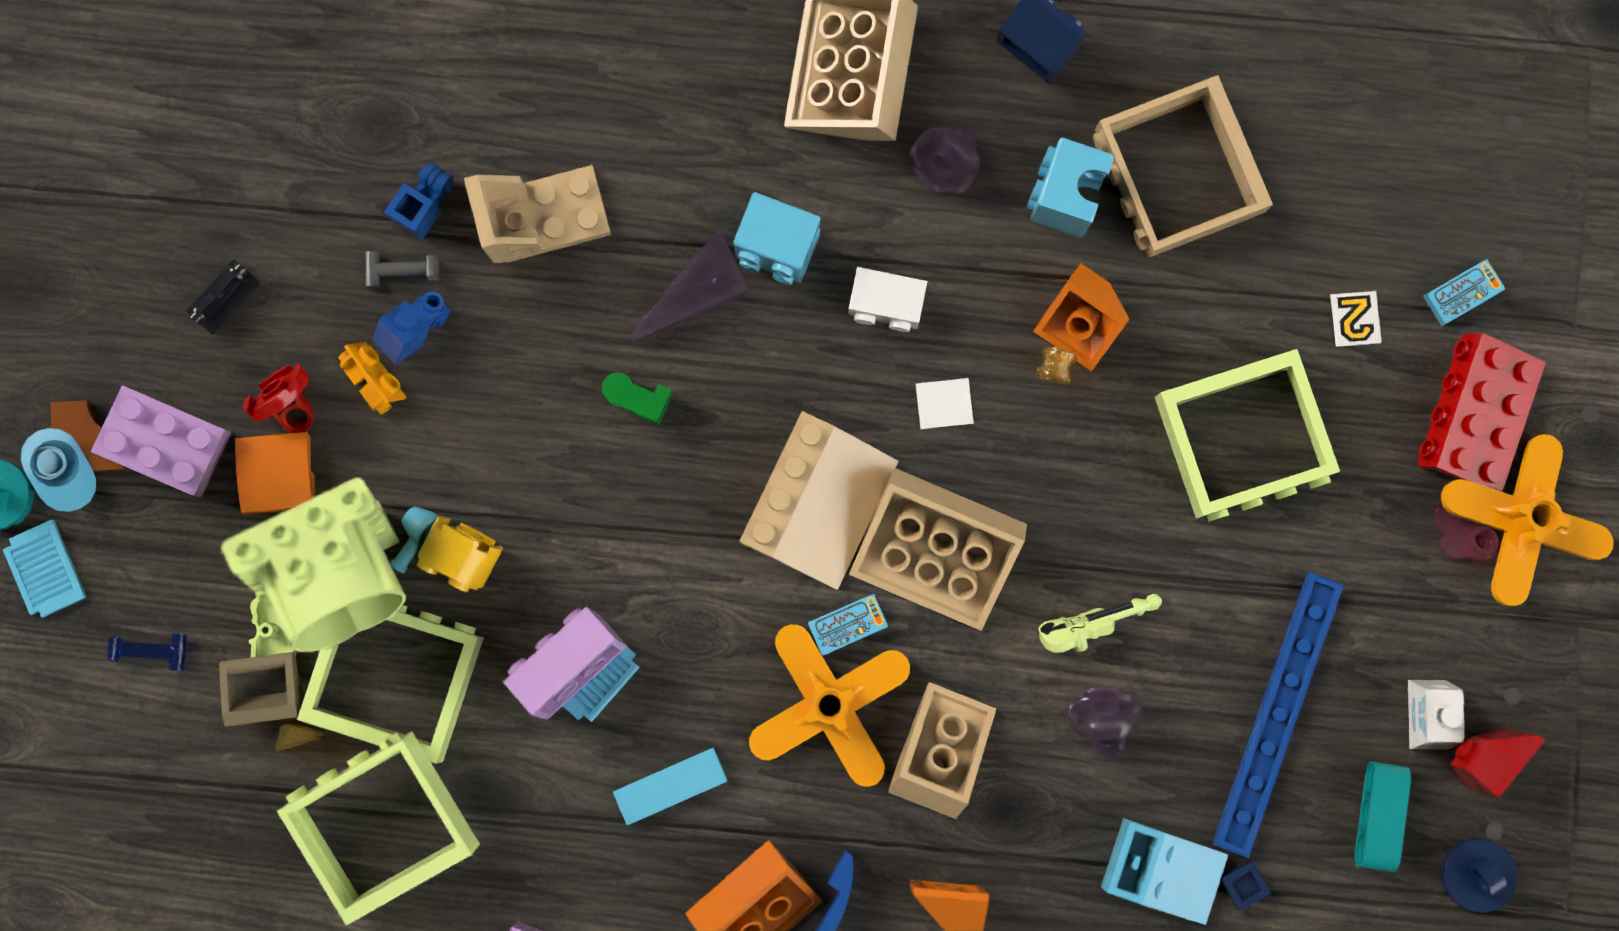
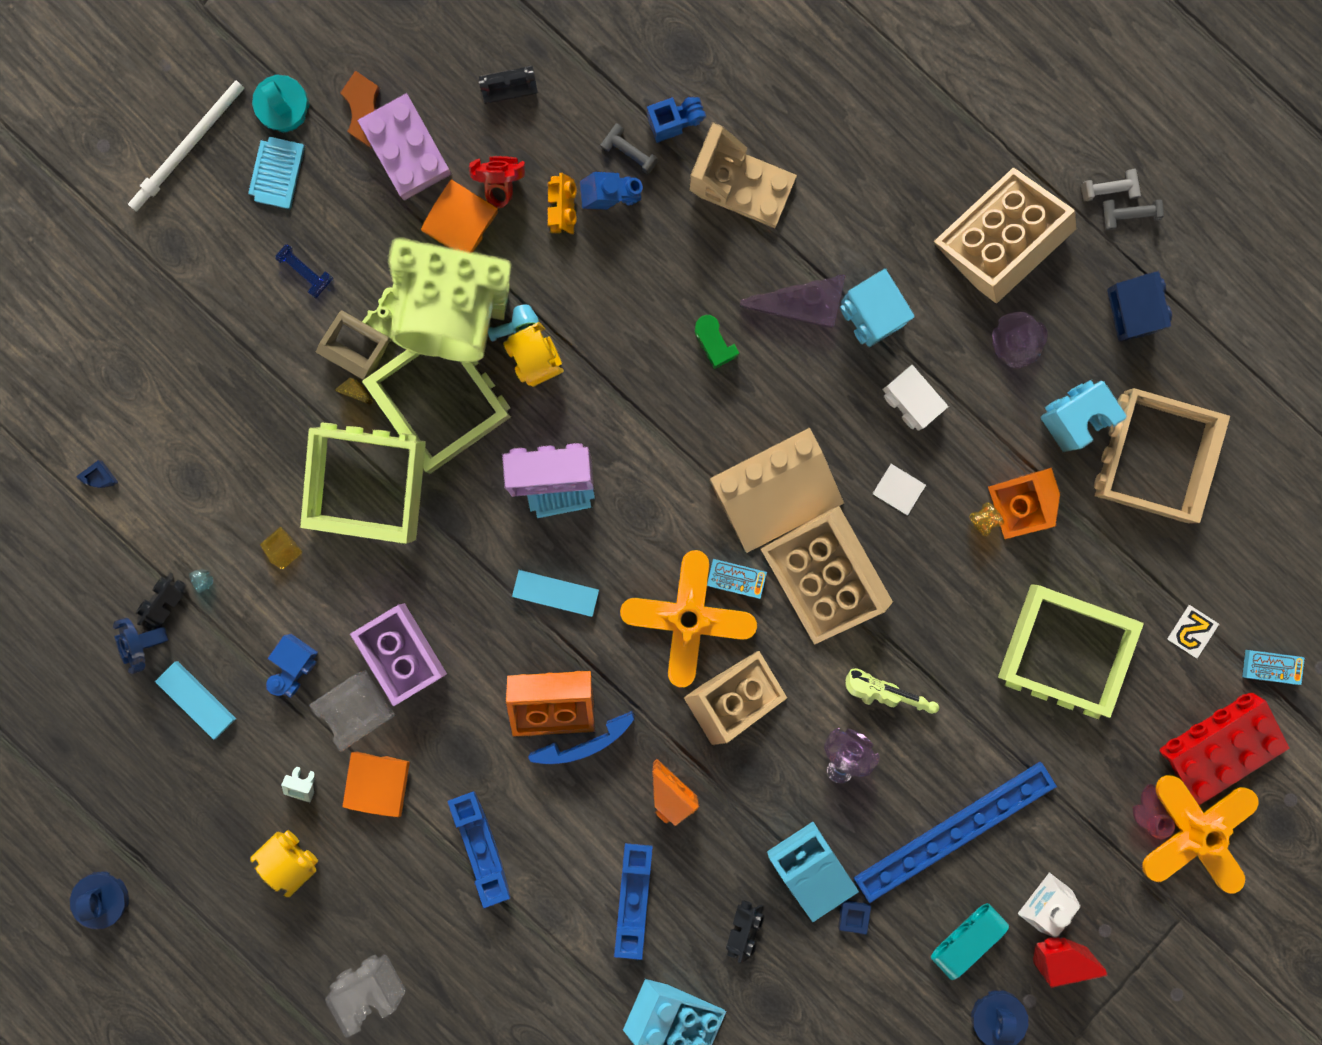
camera: 35 degrees right, 5 degrees up
(58, 470) = (329, 116): medium azure piece -> none

